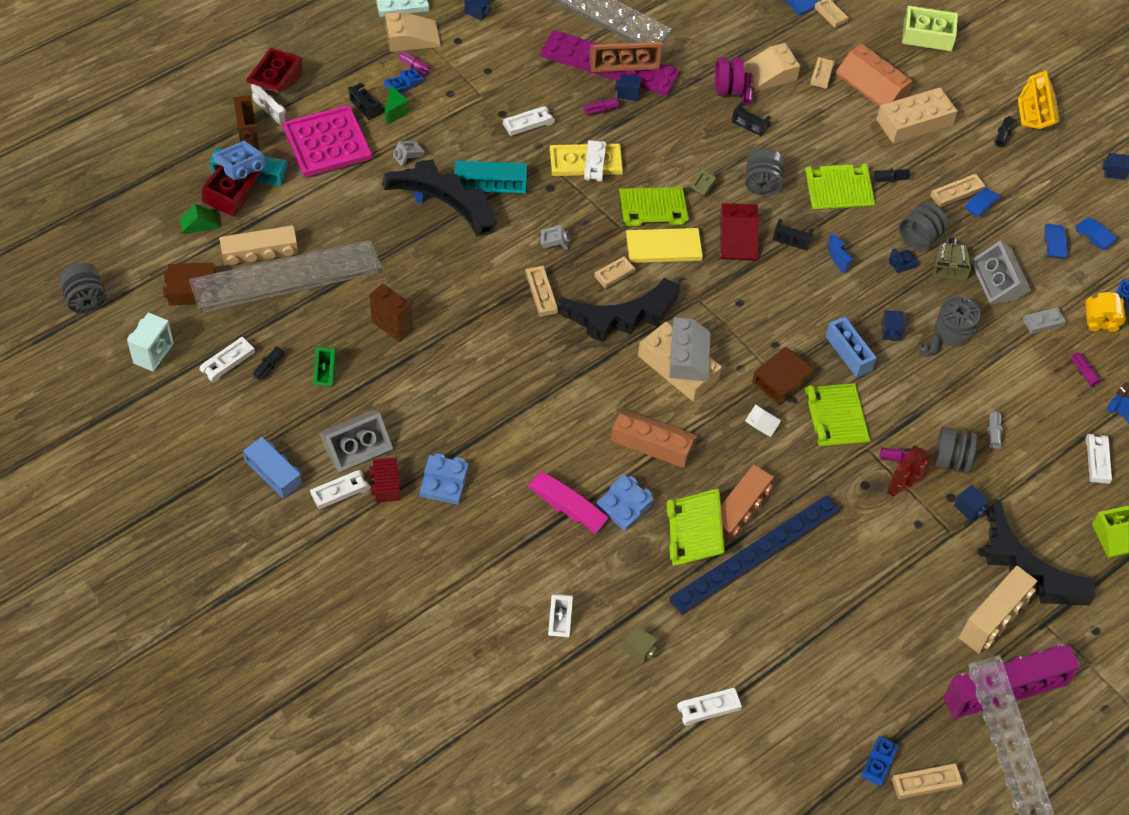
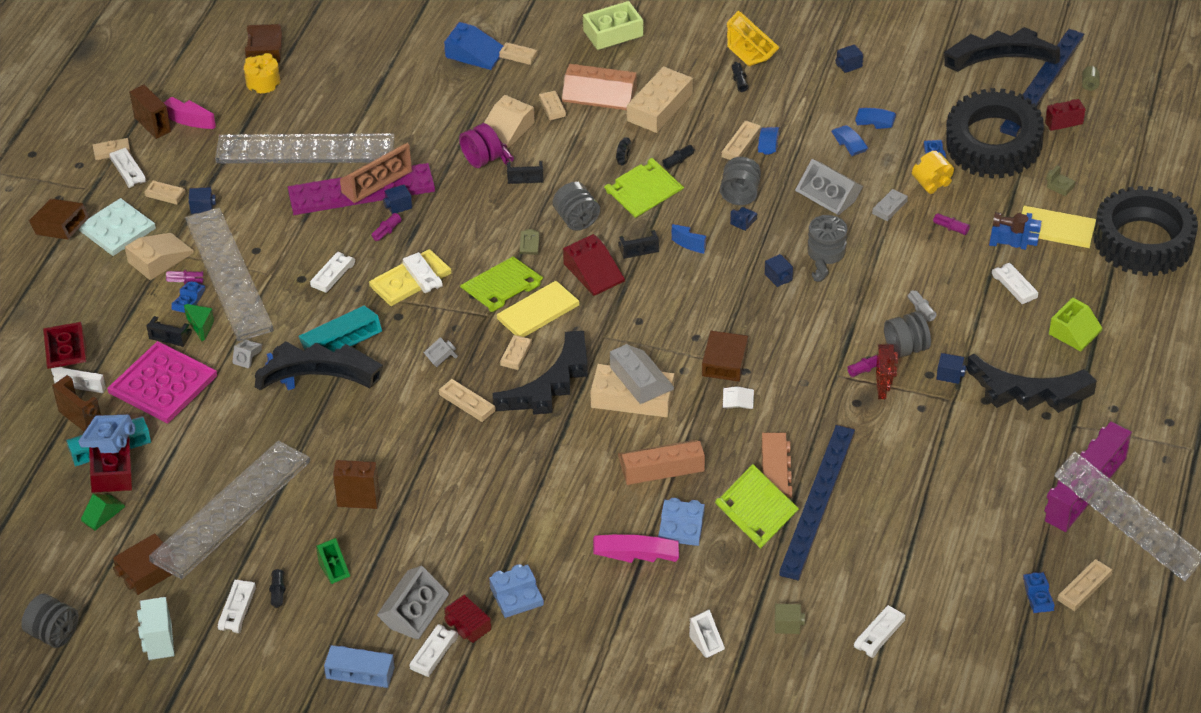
camera: 30 degrees left, 10 degrees down
(258, 245) = (179, 499): tan brick -> none
(449, 79) = (229, 274): none -> clear plate
(837, 413) = (790, 362): lime window -> none
(846, 145) = (623, 151): none -> black gear
(850, 347) = (761, 303): medium blue brick -> none
(952, 261) = (783, 197): olive torso -> none
(998, 610) = (1037, 431): tan brick -> none

